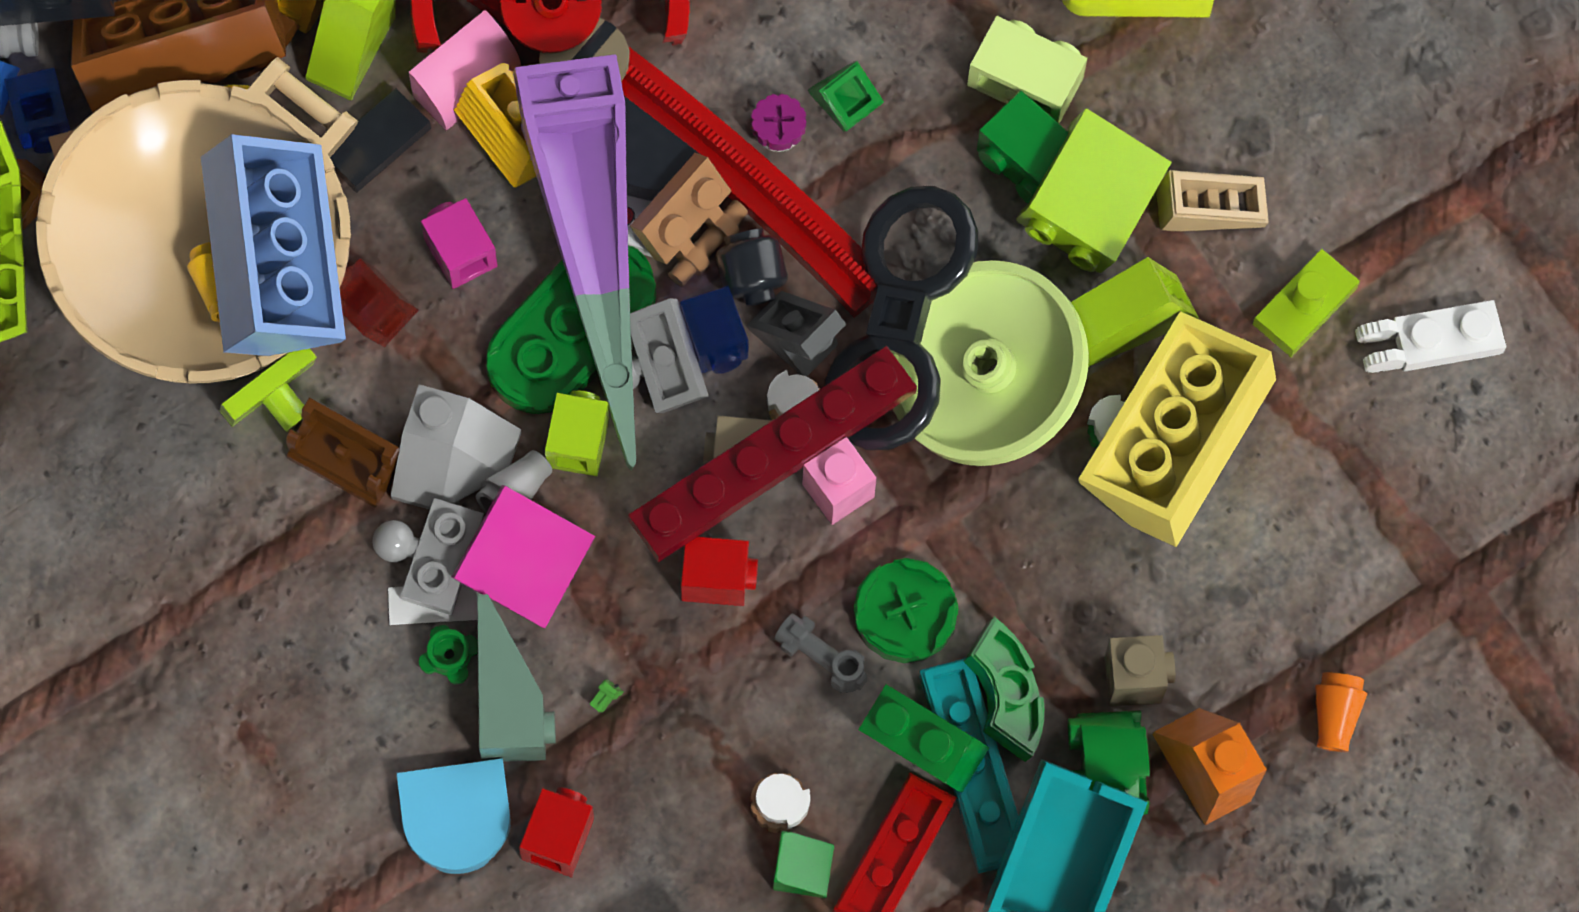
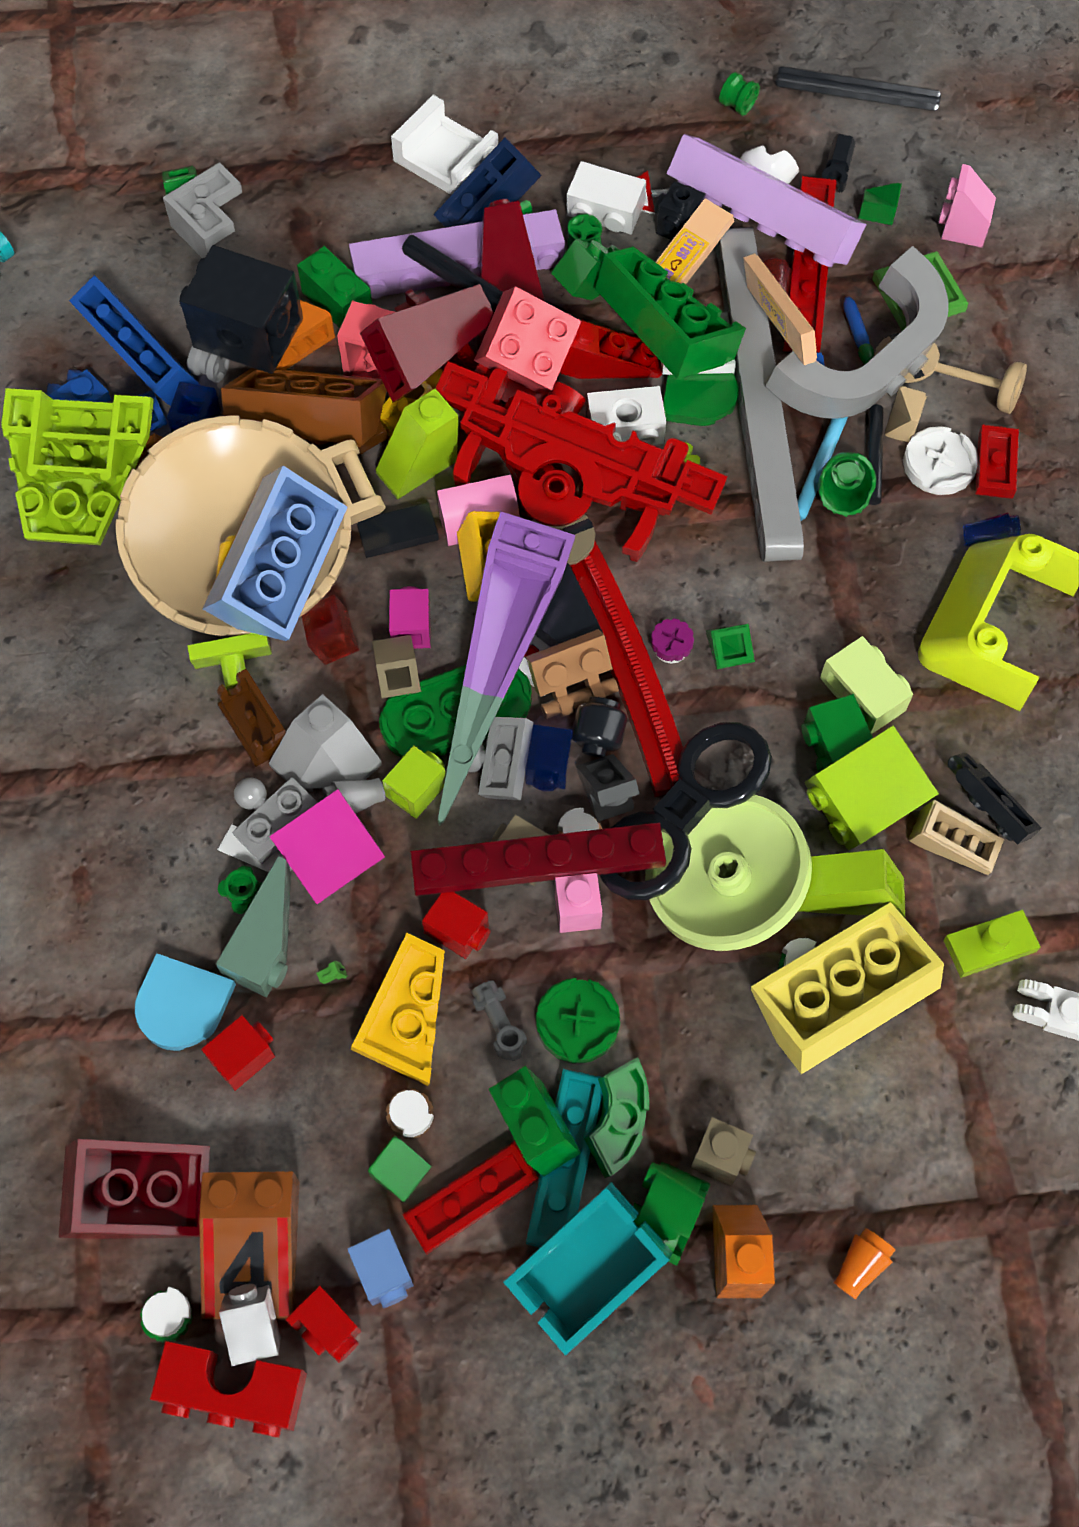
camera: 30 degrees right, 5 degrees down
(479, 309) = (396, 666): none -> dark tan brick
(712, 699) = (404, 1012): none -> yellow wing
(1228, 136) = (990, 796): none -> black hinge

